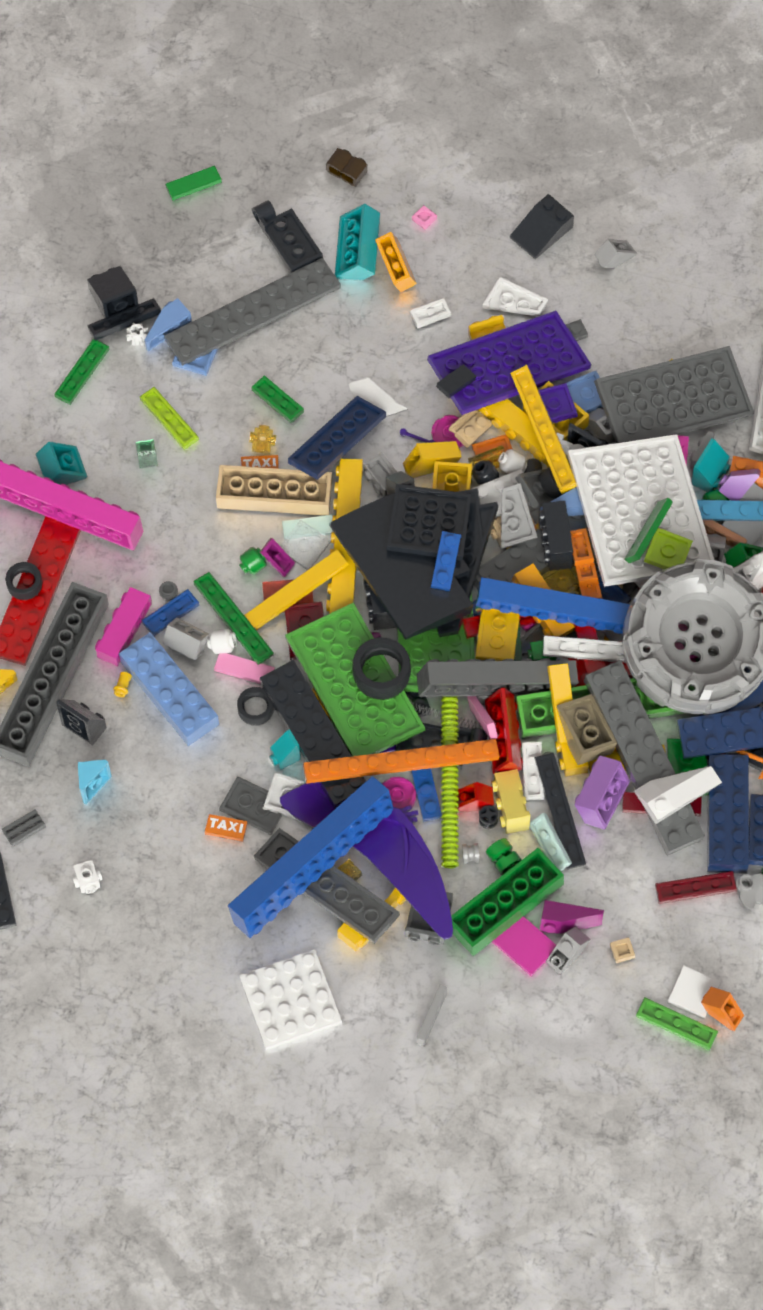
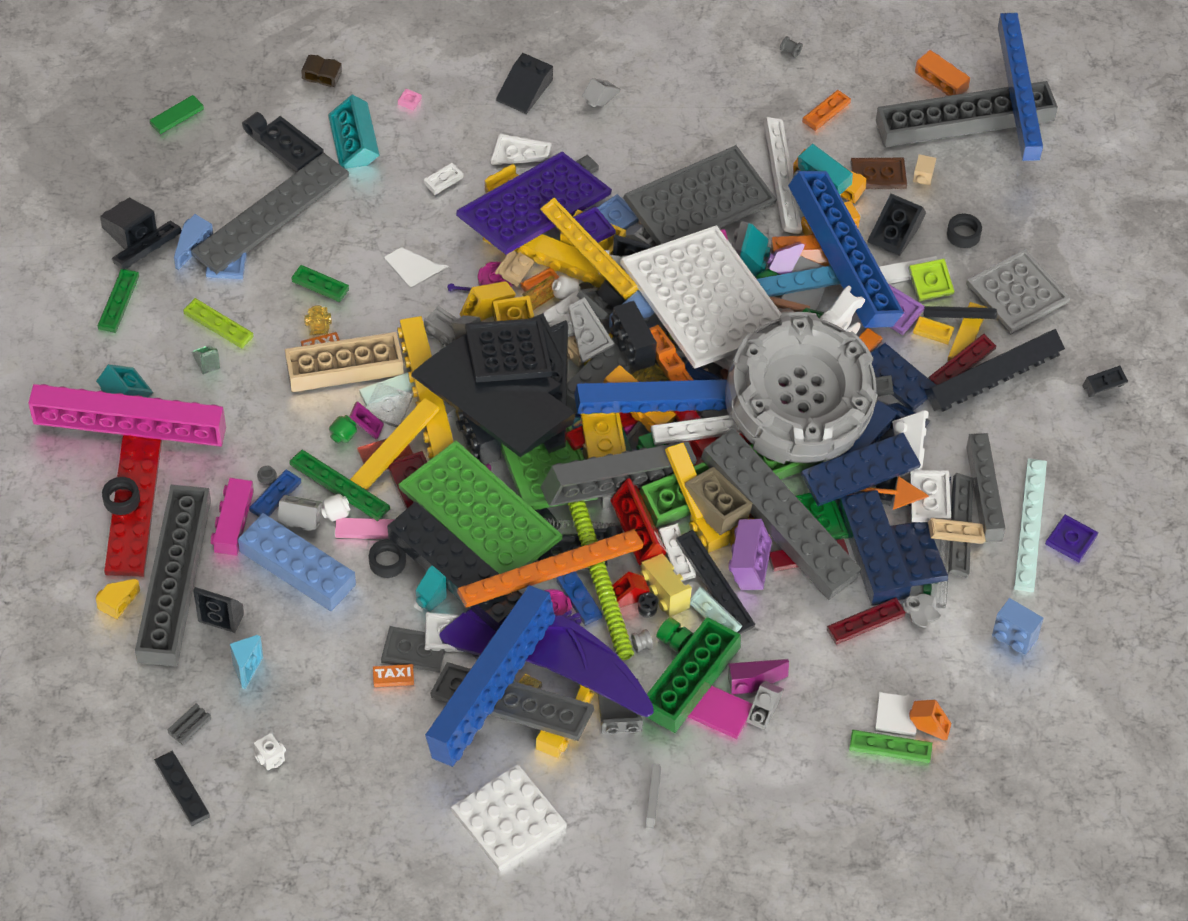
camera: 20 degrees left, 10 degrees down
(122, 685) = (248, 573): yellow pin -> none
(137, 334) = (163, 255): white gear -> none
(337, 437) = (390, 301): dark blue plate -> none
(376, 647) = (501, 470): black tyre -> none
(395, 261) = (396, 140): light orange brick -> none
(445, 561) = (537, 378): blue plate -> none
(456, 381) = (491, 225): black tile -> none
(482, 716) = (613, 514): bright pink tile -> none
(484, 472) = (542, 301): black head -> none
(622, 950) = (816, 692): tan plate -> none
(648, 530) = (721, 309): green tile -> none
(667, 549) = (742, 321): lime plate -> none
(671, 793) = (819, 536): white wedge -> none

